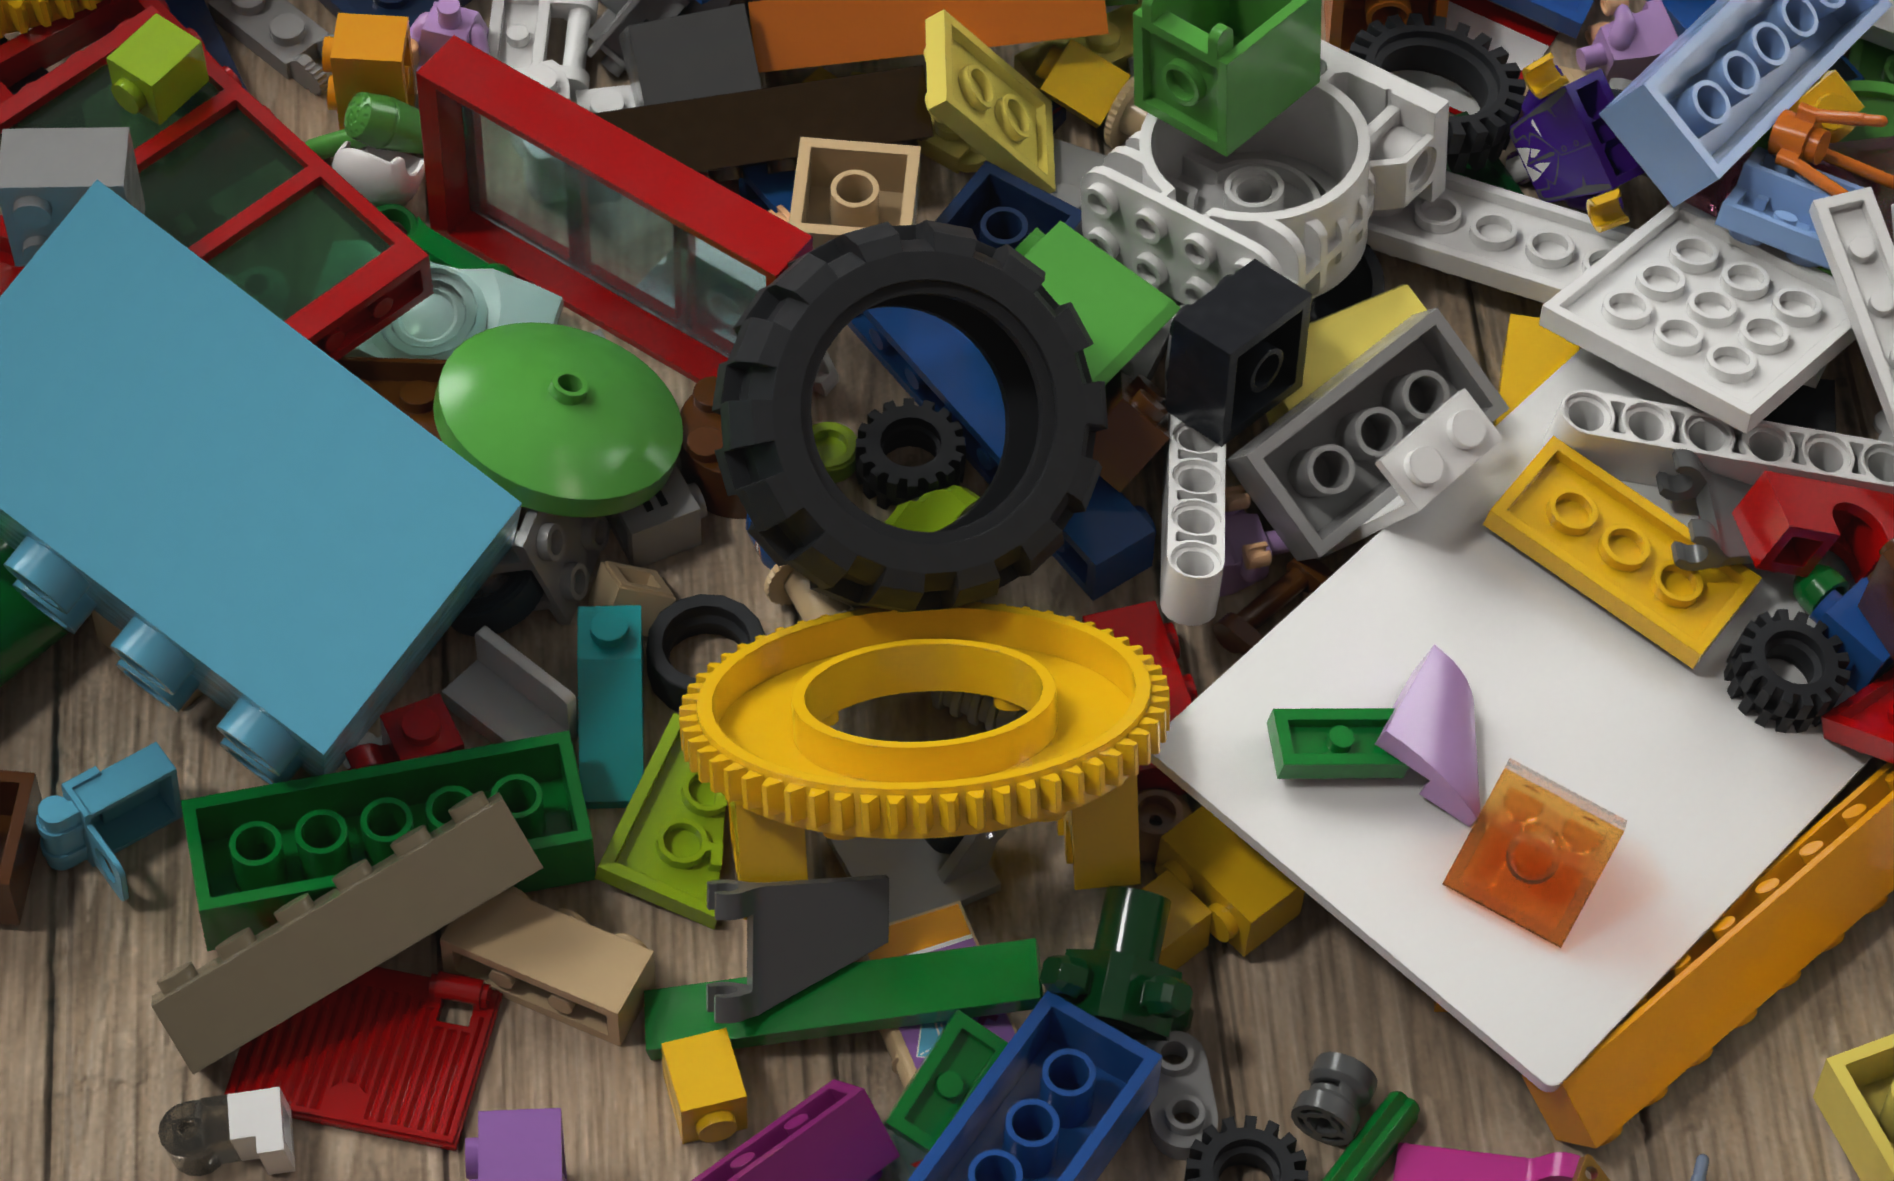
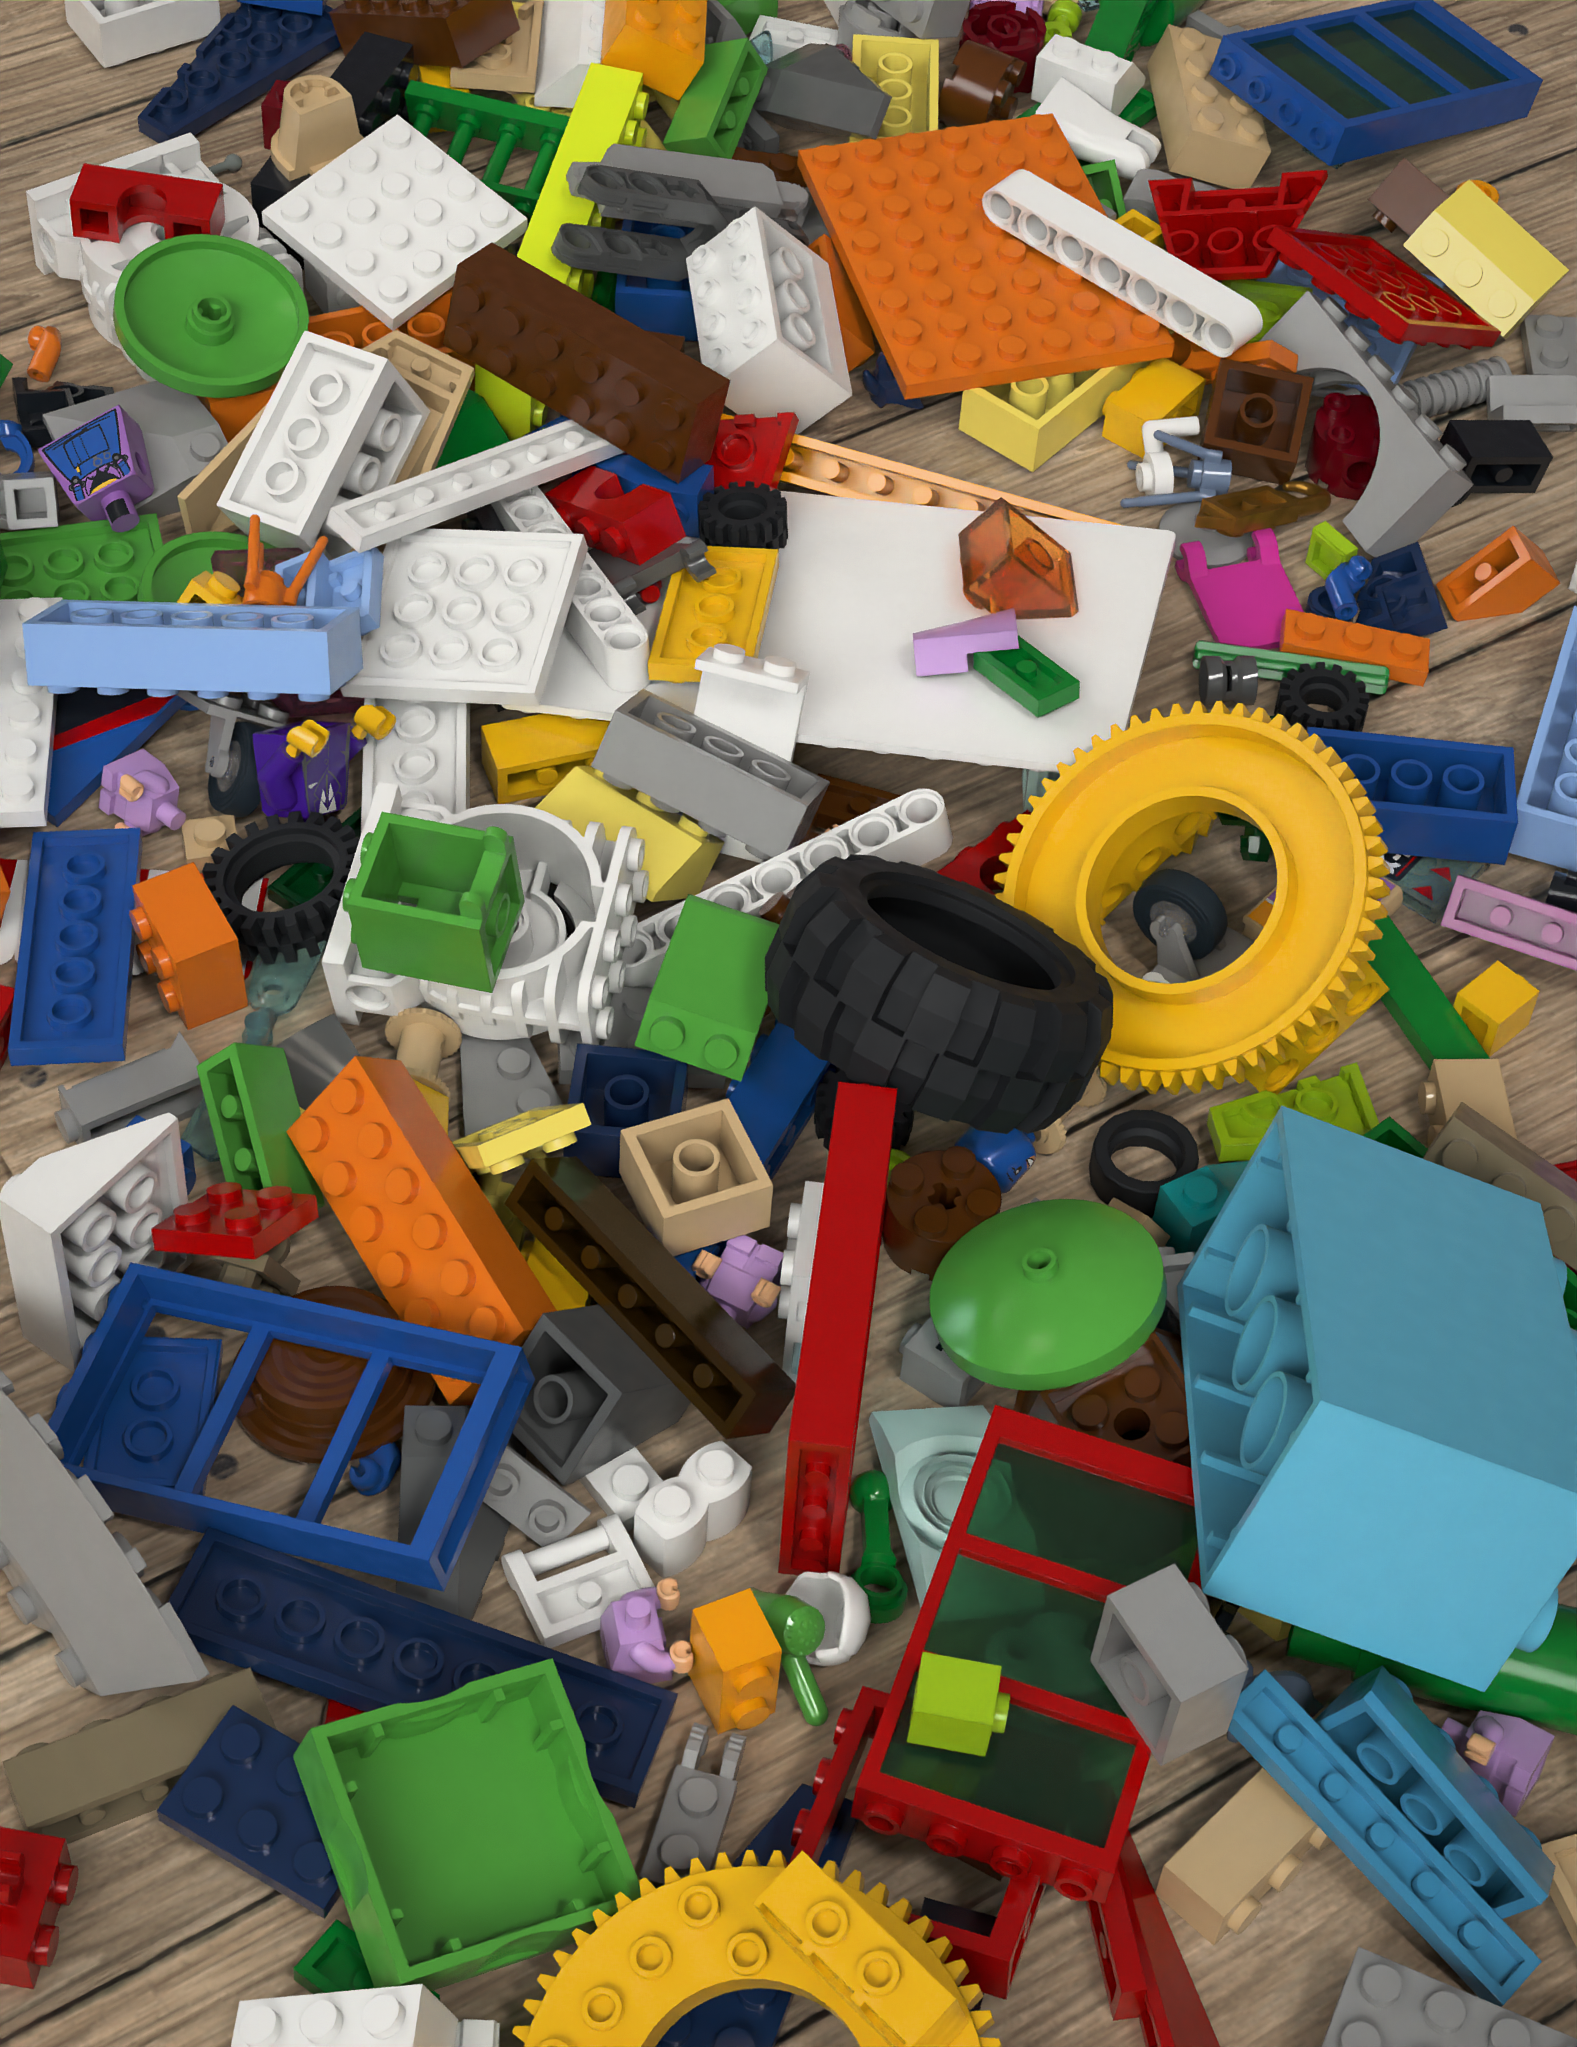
camera: 120 degrees left, 5 degrees down
(795, 935) = (1410, 973): dark grey flag -> none
(944, 1081) = (1417, 863): green plate -> none
(1237, 351) = (711, 841): black brick -> none

